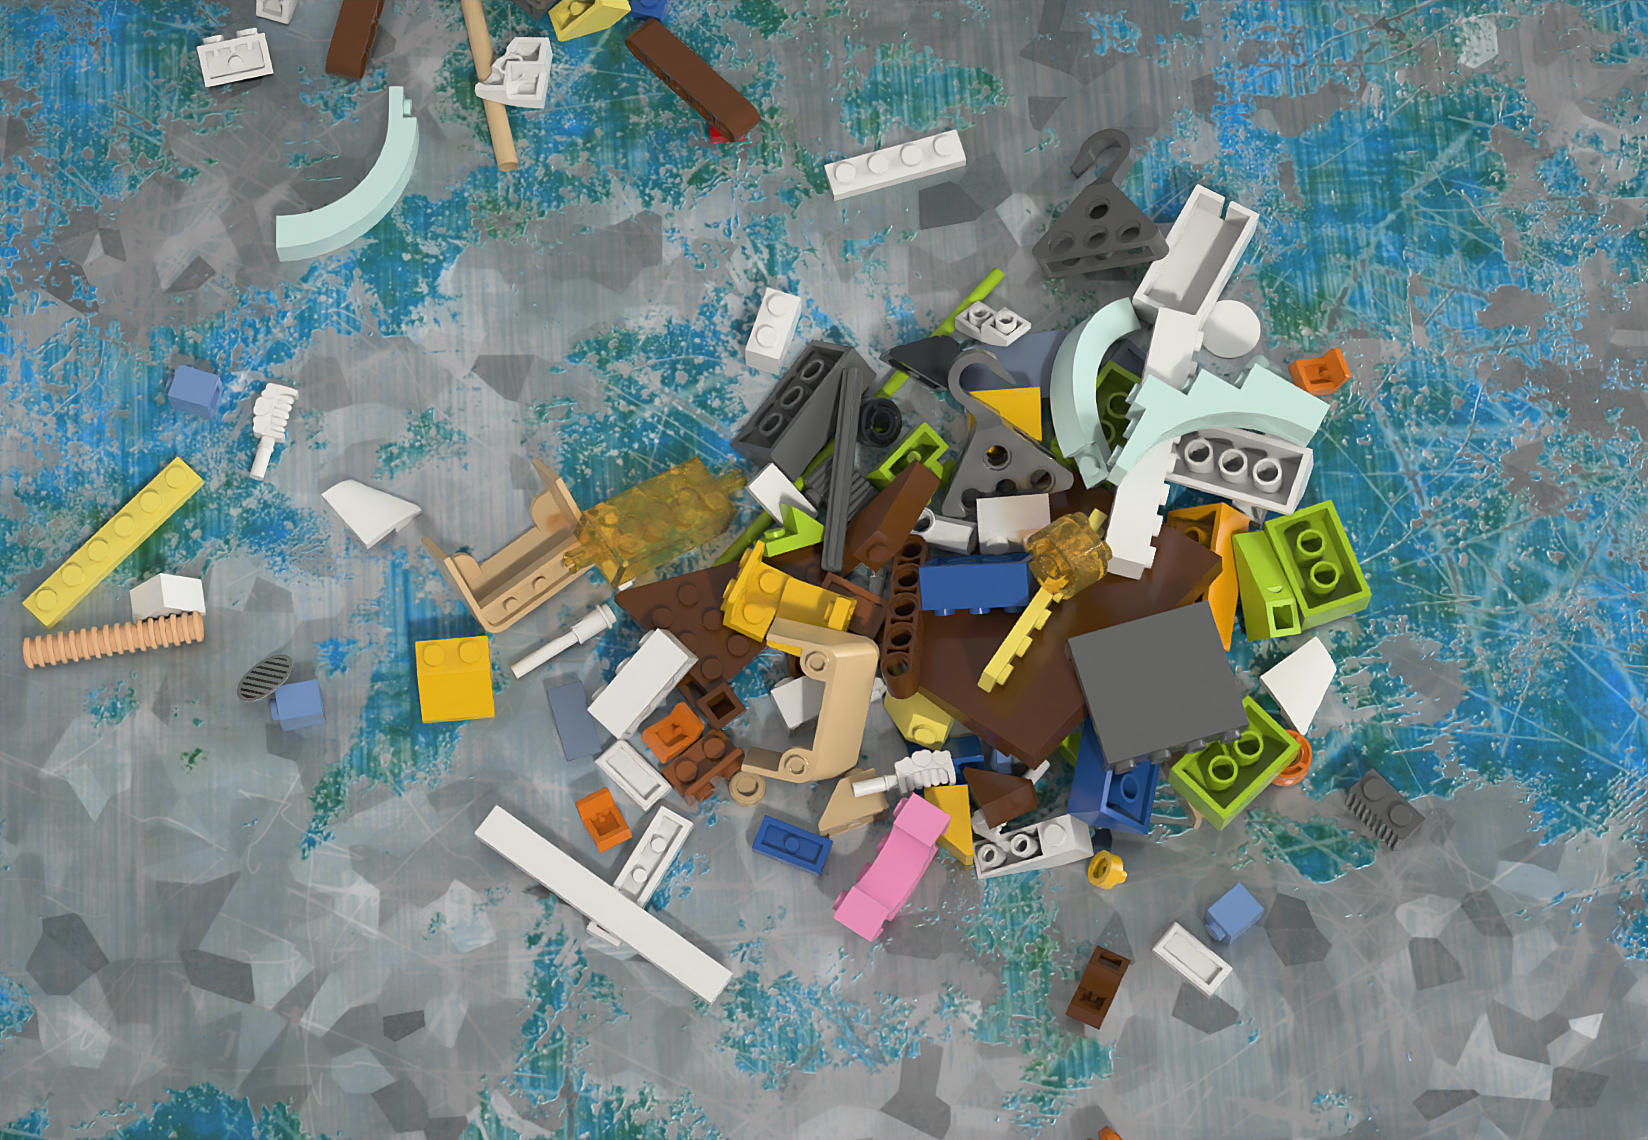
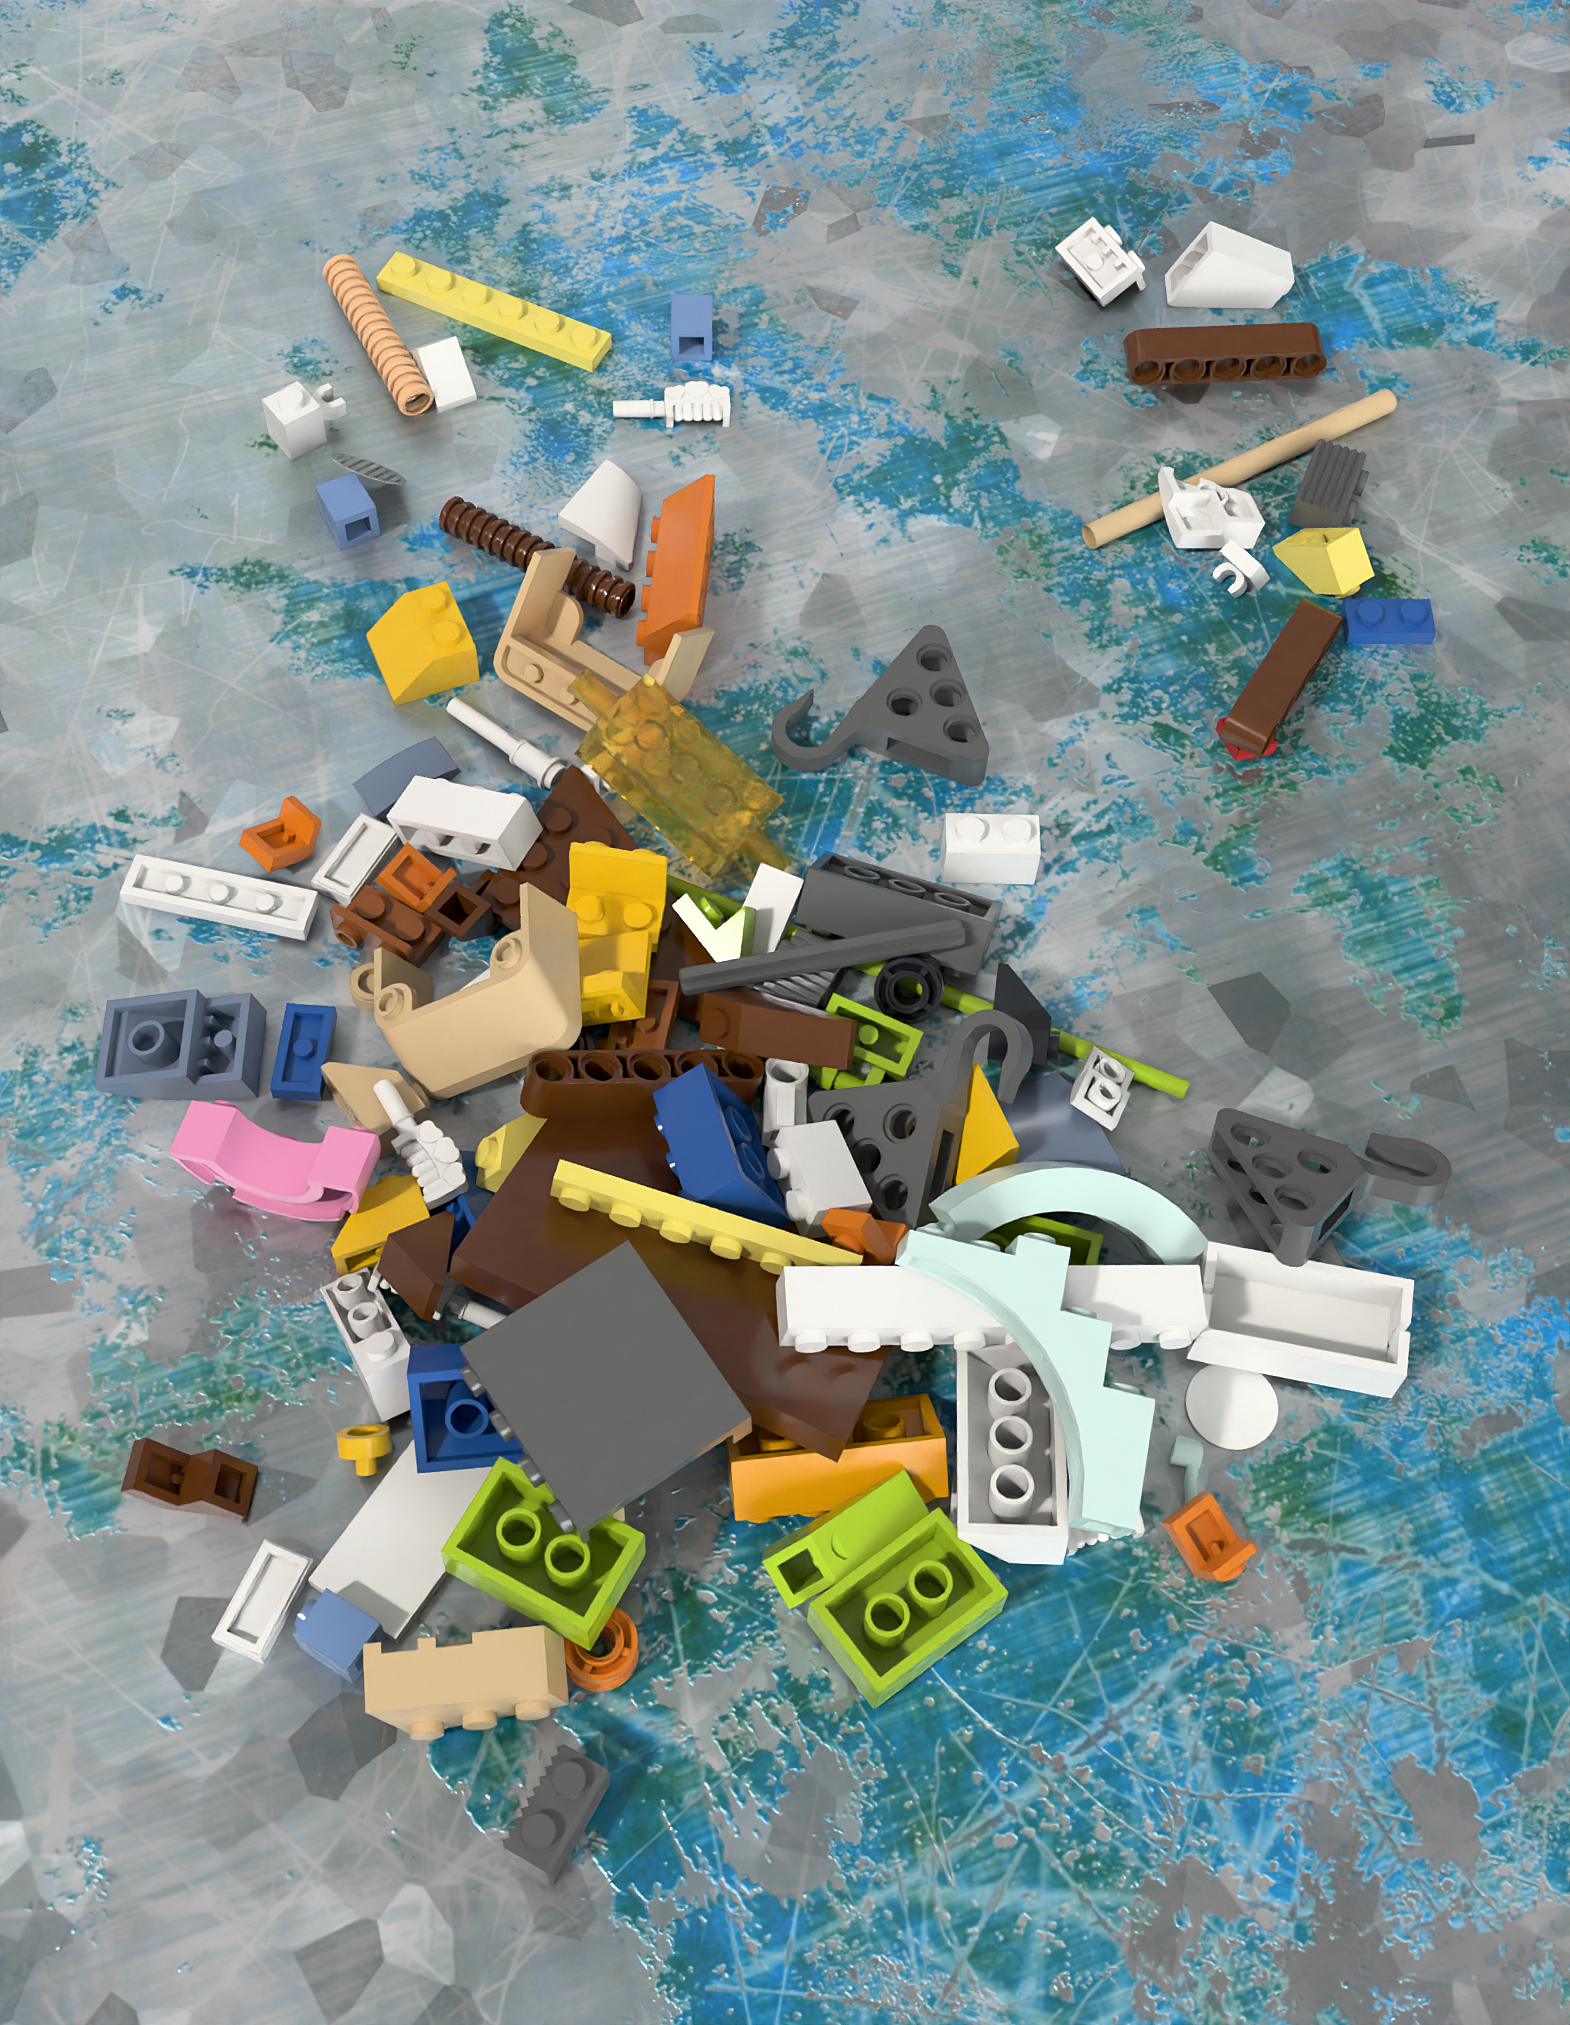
camera: 70 degrees right, 10 degrees down
(190, 719) = (298, 419): none -> white brick
(357, 212) = (993, 419): light aqua arch -> none
(392, 576) = (517, 548): none -> reddish brown piece
(457, 470) = (678, 567): none -> orange slope
(577, 68) = (1242, 566): none -> white tile
(603, 905) = (163, 865): white tile -> none
(635, 375) = (927, 735): none -> dark grey piece
(763, 929) = (182, 1047): none -> sand blue slope
(894, 165) = (1281, 933): white plate -> none
(1068, 555) = (757, 1214): clear yellow brick -> none
(1073, 498) = (864, 1235): none -> orange bracket
(1175, 862) = (391, 1549): none -> white tile
(1294, 834) = (466, 1681): none -> tan wedge
(1300, 683) = (723, 1641): white slope -> none

